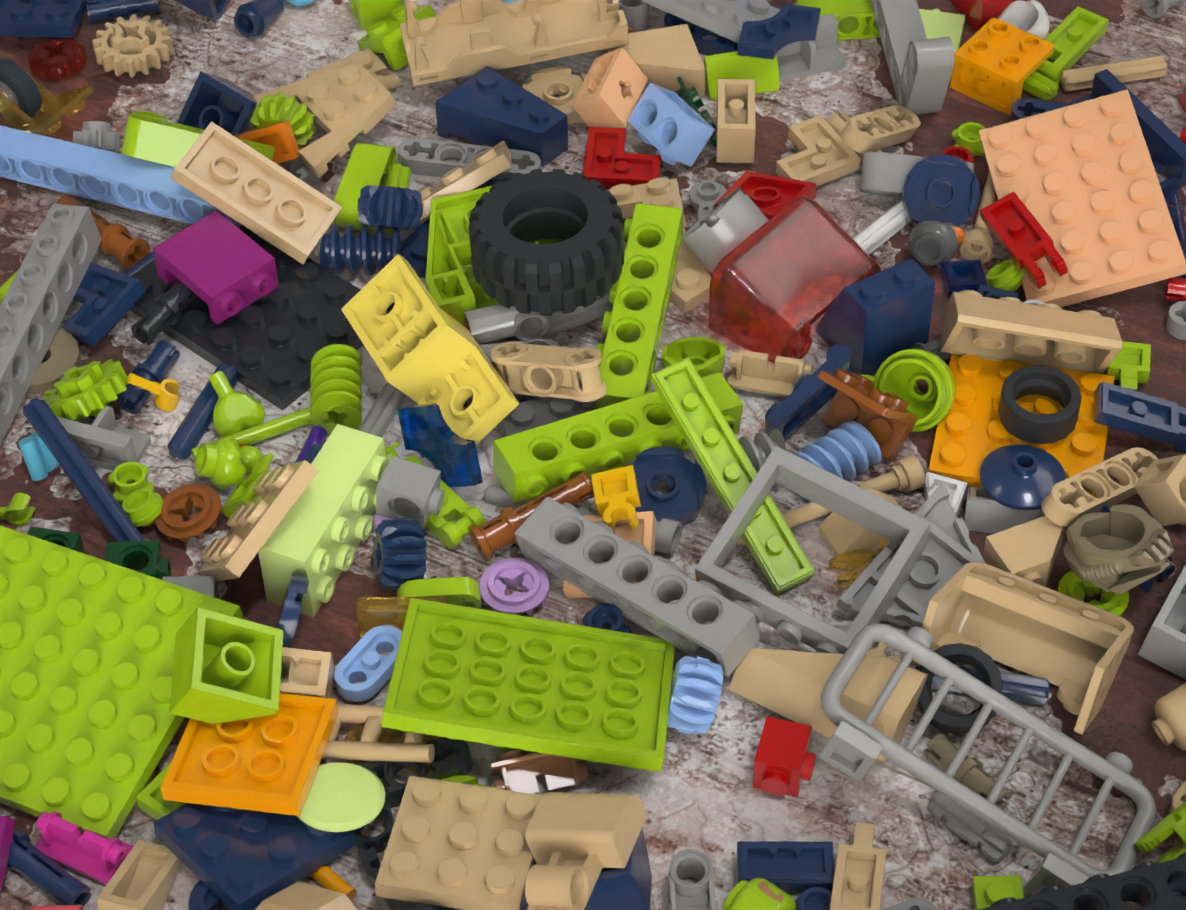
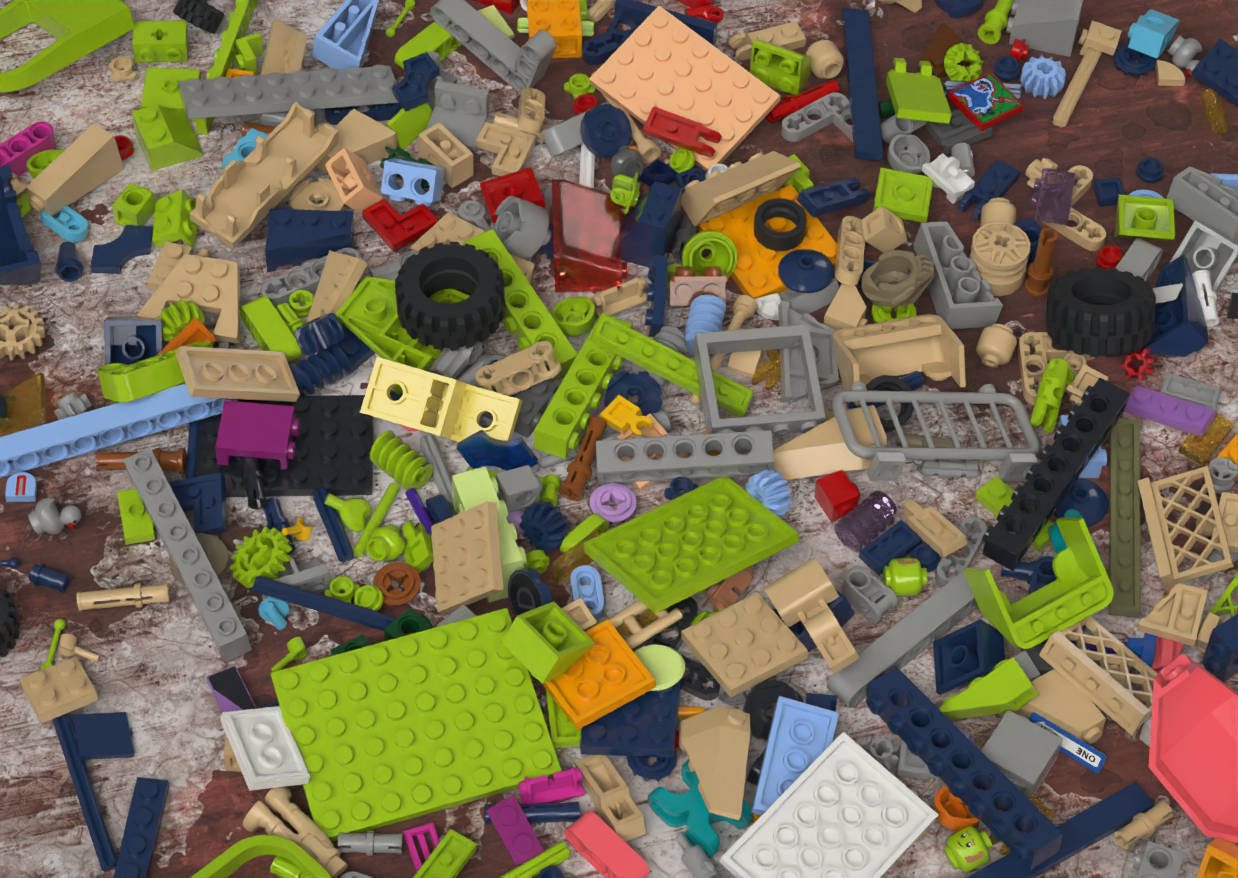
camera: 45 degrees left, 5 degrees up
(307, 34) = (114, 255): none -> dark blue tile
(354, 586) = (537, 560): none -> lime plate
(427, 173) = (301, 296): none -> lime bush
(782, 810) = (866, 521): none -> clear purple piece
(802, 93) = (460, 111): none -> light grey bracket
(878, 259) = (625, 190): none -> lime hinge

